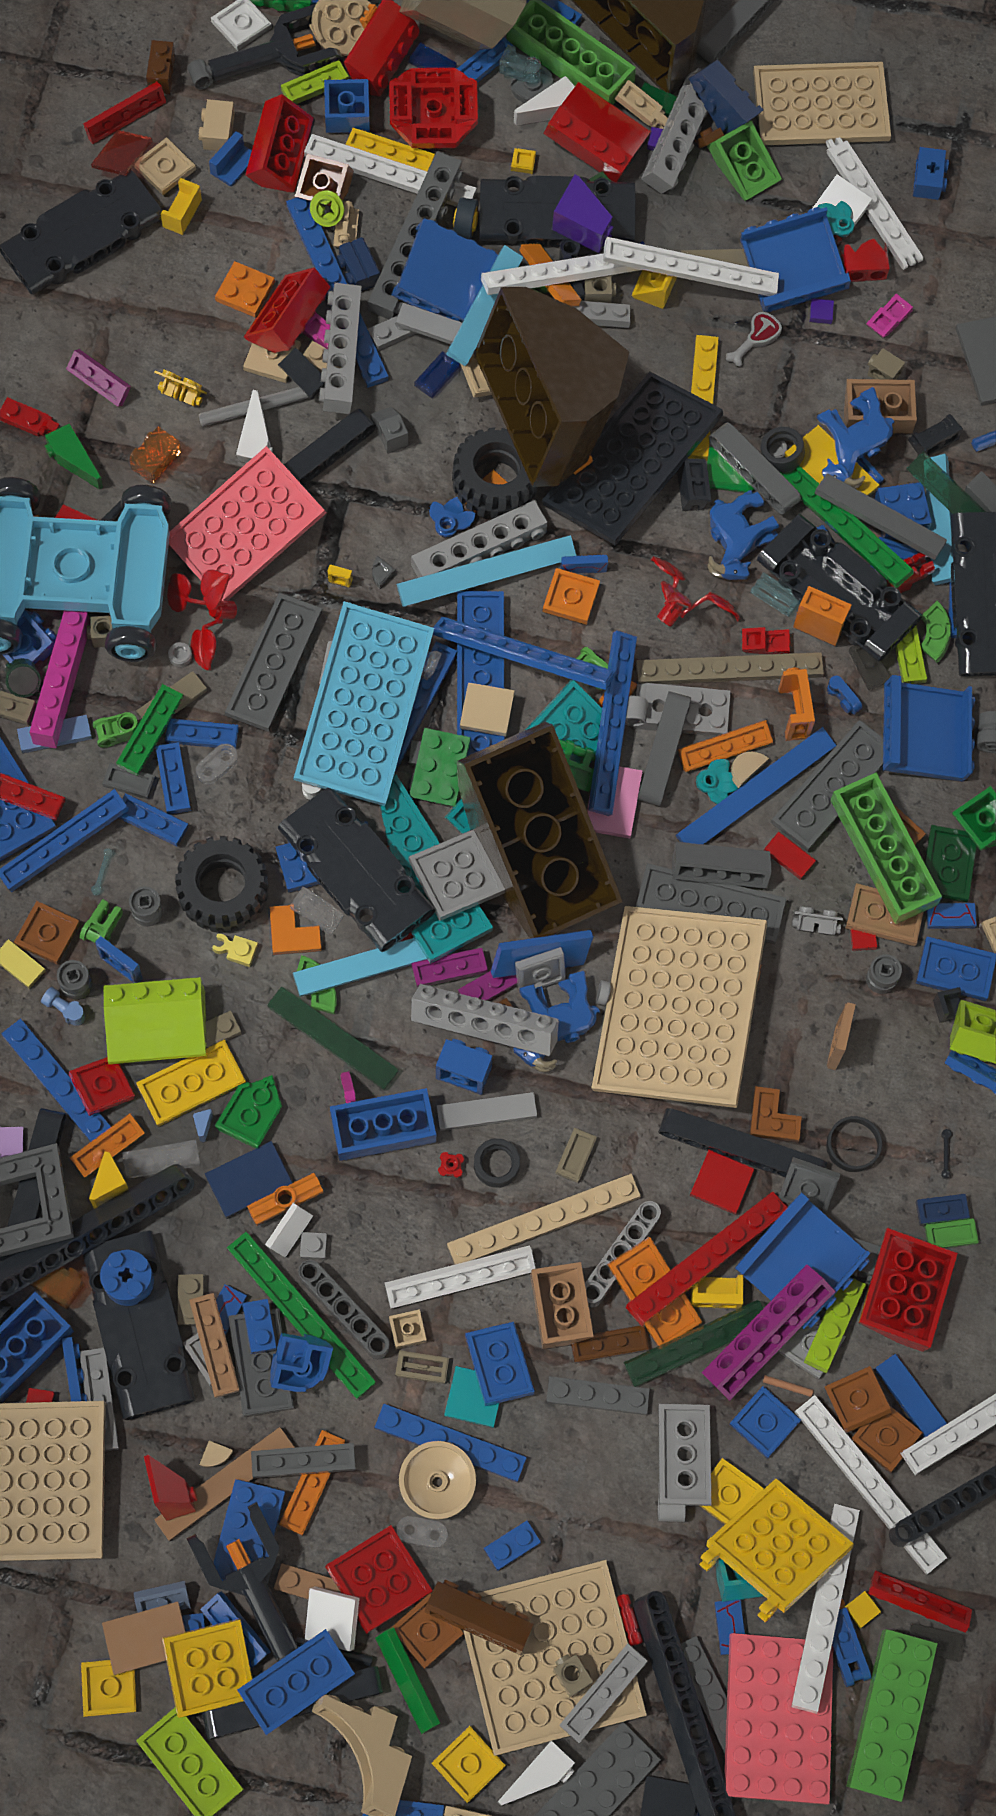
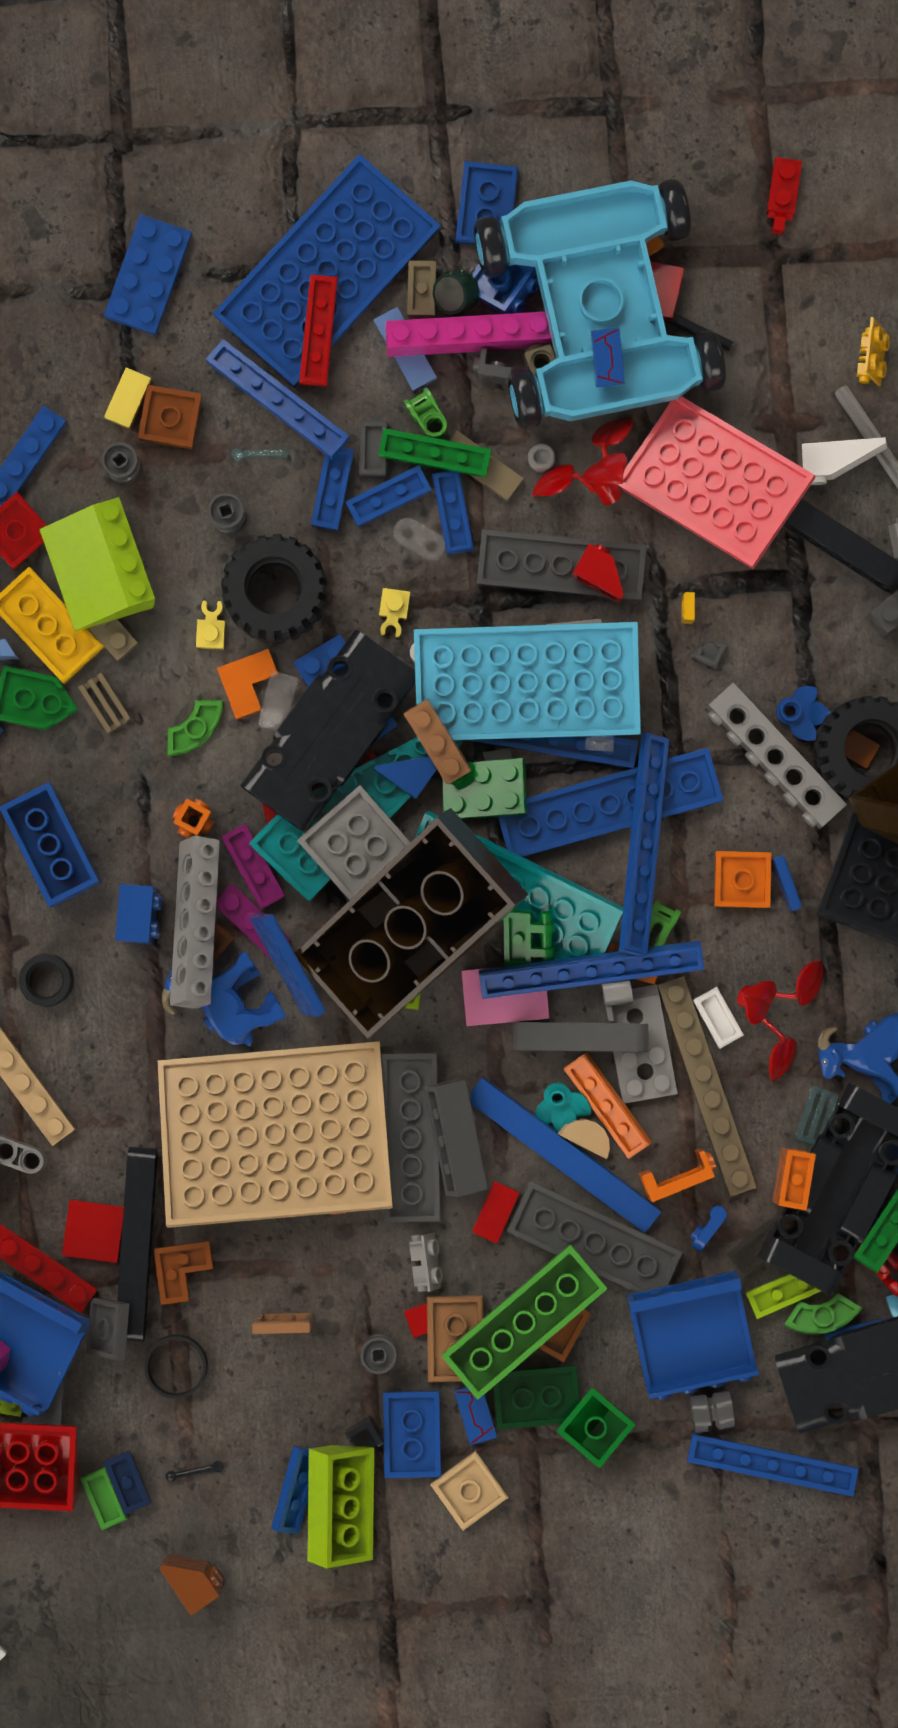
camera: 80 degrees right, 15 degrees up
(71, 455) = (755, 250): green slope -> none
(71, 1011) = (87, 472): medium blue leg -> none
(93, 929) = (194, 464): bright green piece -> none
(97, 670) = (493, 373): none -> dark grey bracket
(98, 377) = (857, 256): magenta plate -> none
(118, 960) = (153, 504): blue tile -> none
(120, 567) = (607, 357): none -> blue tile
(155, 454) = (778, 351): clear orange brick -> none
(266, 800) = (393, 607): none -> light yellow plate
(273, 1043) = (92, 684): none -> dark tan tile
(291, 629) = (599, 572): none -> red slope
(332, 1038) = (138, 762): clear green tile -> none
(348, 1087) = (81, 796): dark pink tile -> none
(357, 967) = (222, 764): medium azure tile -> none
(391, 786) = (437, 741): none -> medium nougat plate
(392, 995) = (191, 809): none -> orange brick
(411, 818) = (409, 774): none -> blue tile
(445, 1169) = (38, 935): red plate -> none
(485, 571) = (742, 774): medium azure tile -> none
(486, 1111) = (102, 953): light grey tile -> none
(487, 709) = (569, 822): tan tile -> none
(541, 969) = (271, 968): light grey tile -> none
(576, 1155) = (80, 1063): dark tan tile -> none
(603, 992) = (271, 1044): light grey tile -> none
(677, 645) = (718, 1017): none -> white tile
(766, 642) = (753, 1120): red slope -> none

